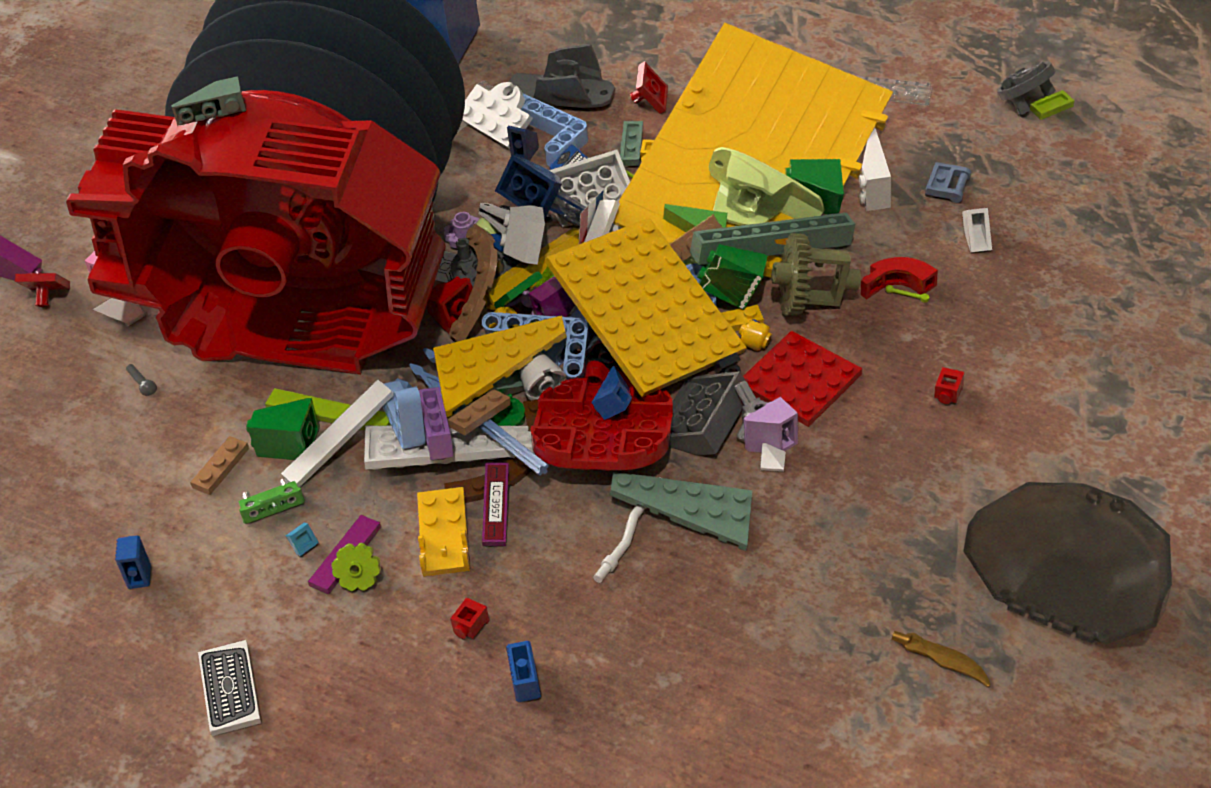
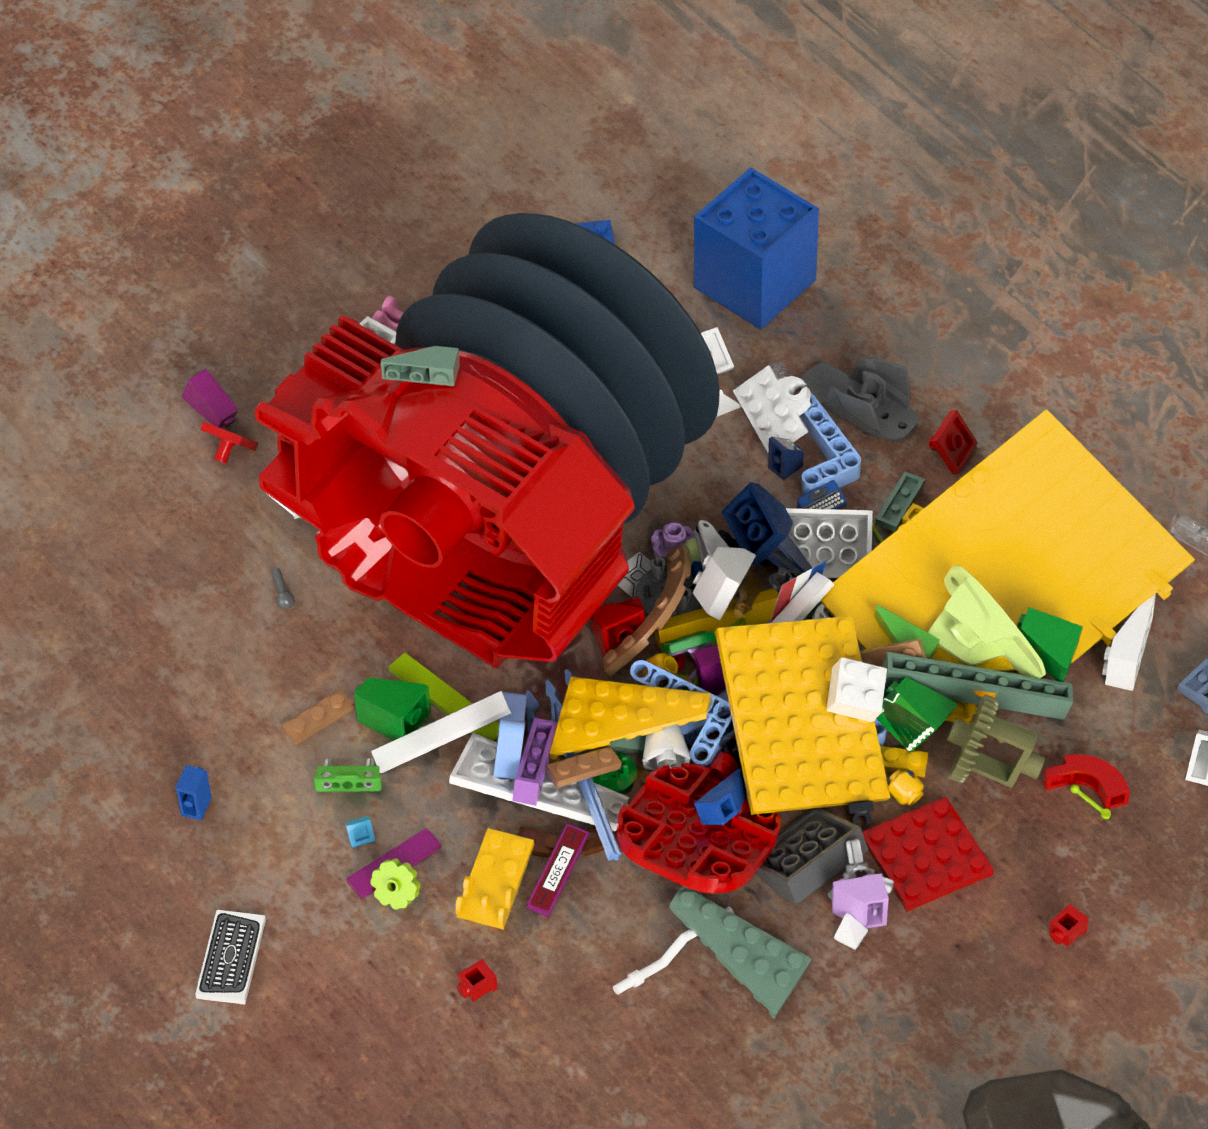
camera: 20 degrees right, 5 degrees up
(523, 671) = (500, 1055): blue brick -> none
(549, 244) = (748, 593): none -> pearl gold sword
(683, 268) = (856, 689): none -> white brick

